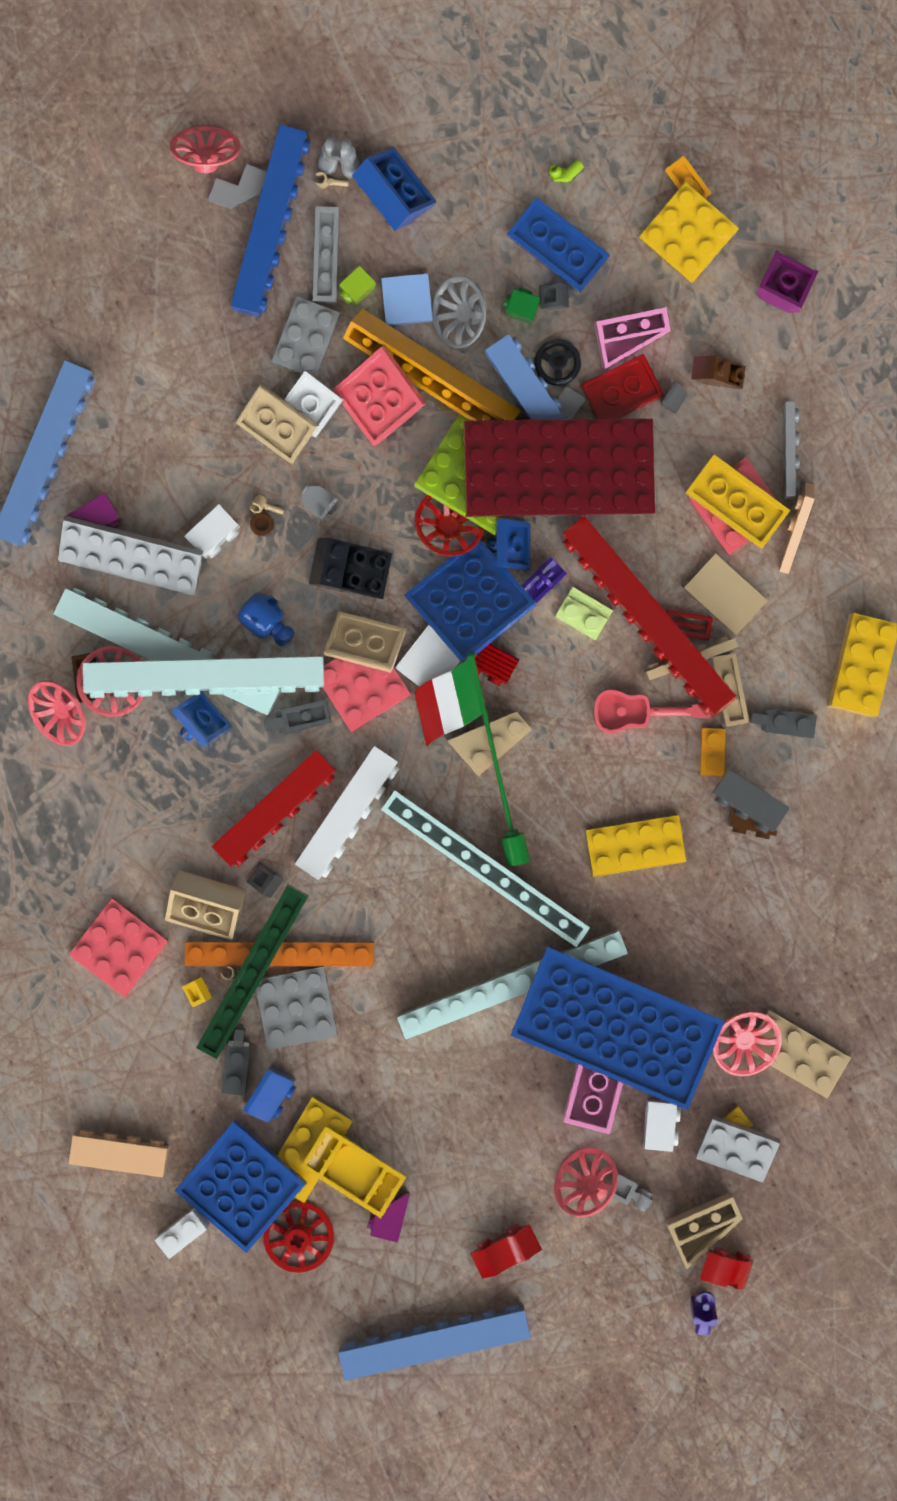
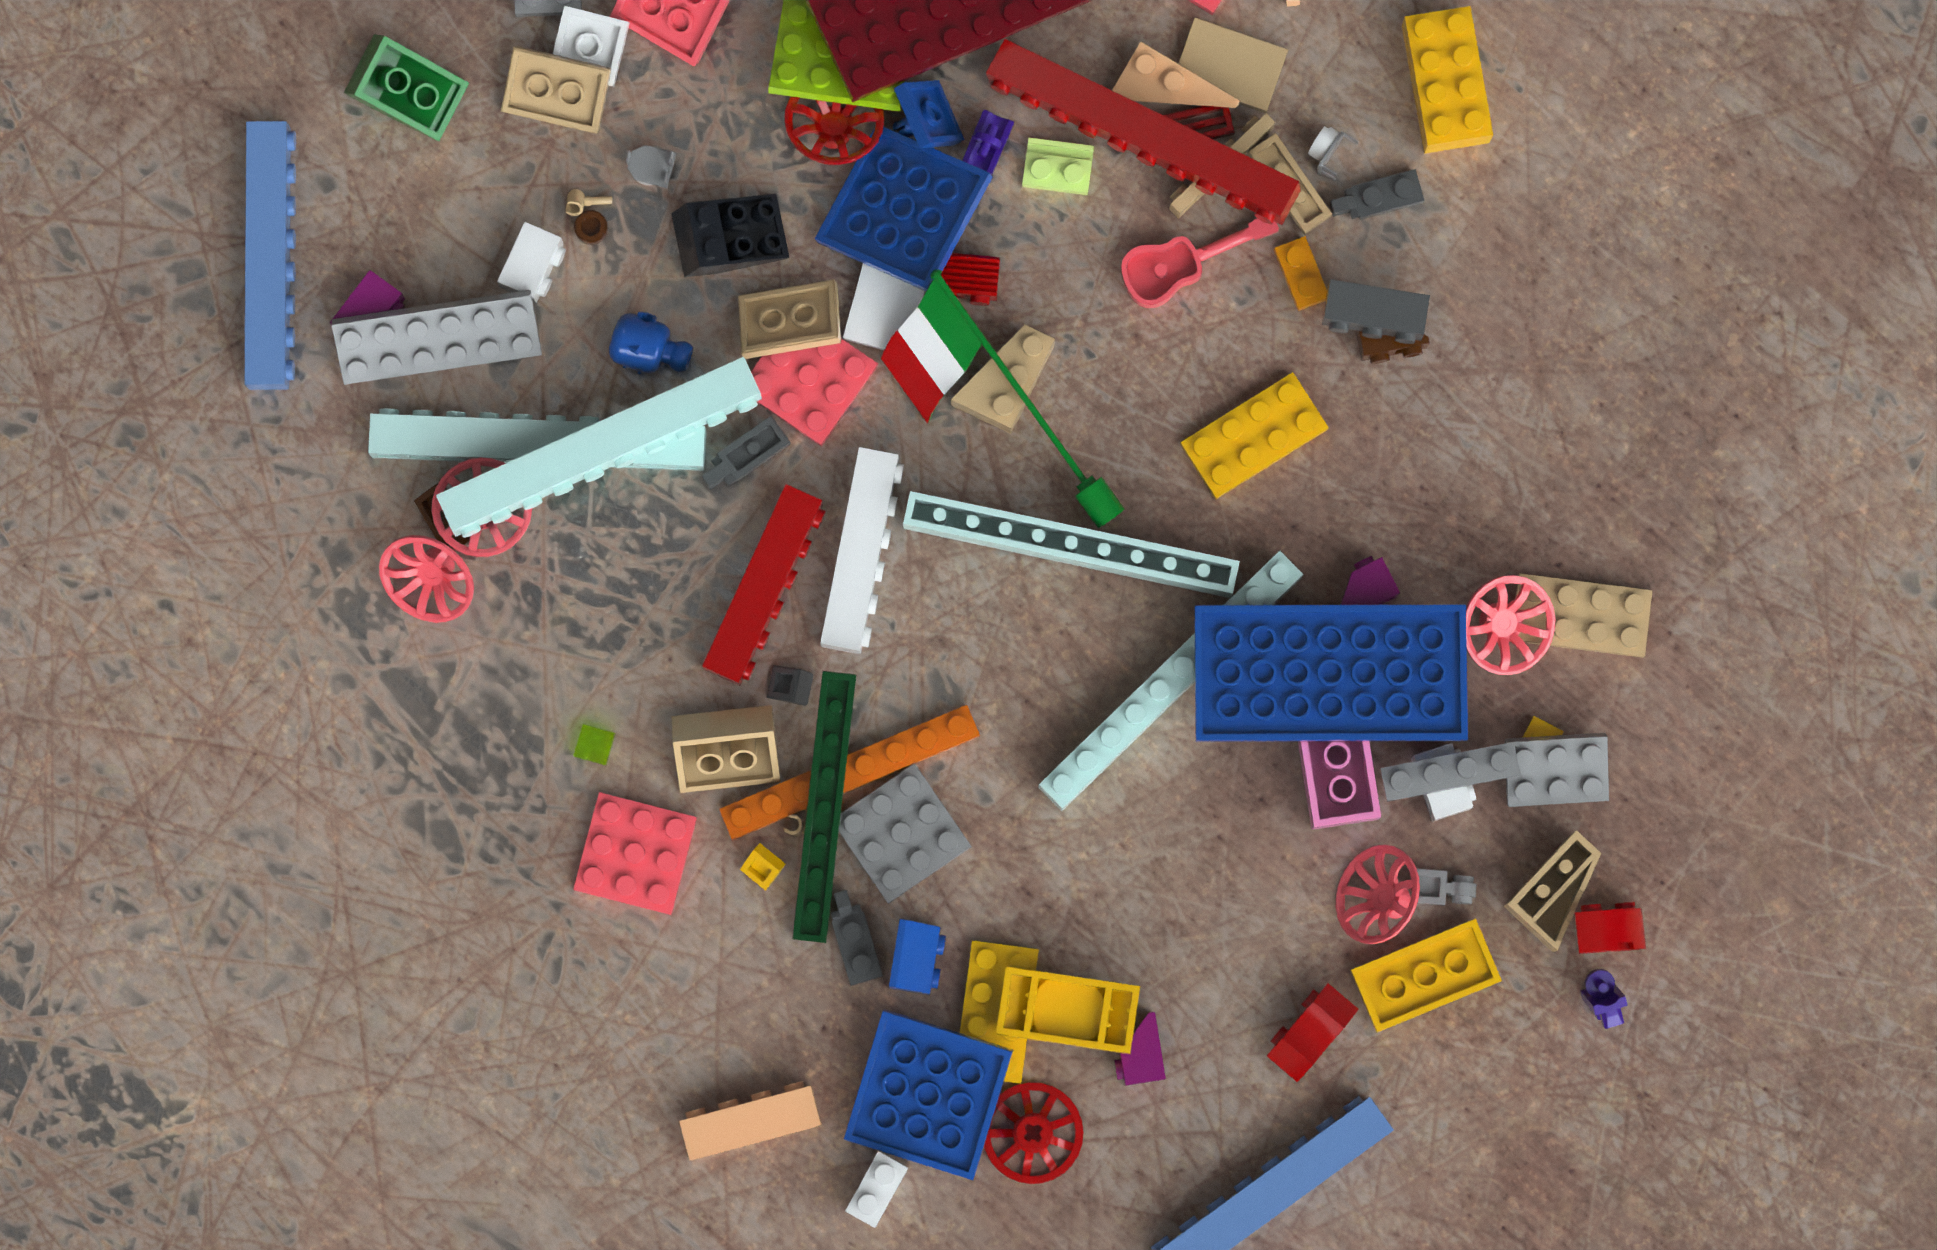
camera: 25 degrees left, 5 degrees down
(122, 865) = (594, 745): none -> clear neon green tile
(179, 381) = (406, 87): none -> green slope
(200, 720) = (618, 510): blue tile -> none
(595, 1245) = (1426, 975): none -> yellow plate
(666, 977) = (1370, 584): none -> magenta slope
(667, 1123) = (1450, 771): none -> light grey plate
(675, 585) = (1161, 80): none -> light nougat wing
(764, 675) = (1324, 148): none -> piece

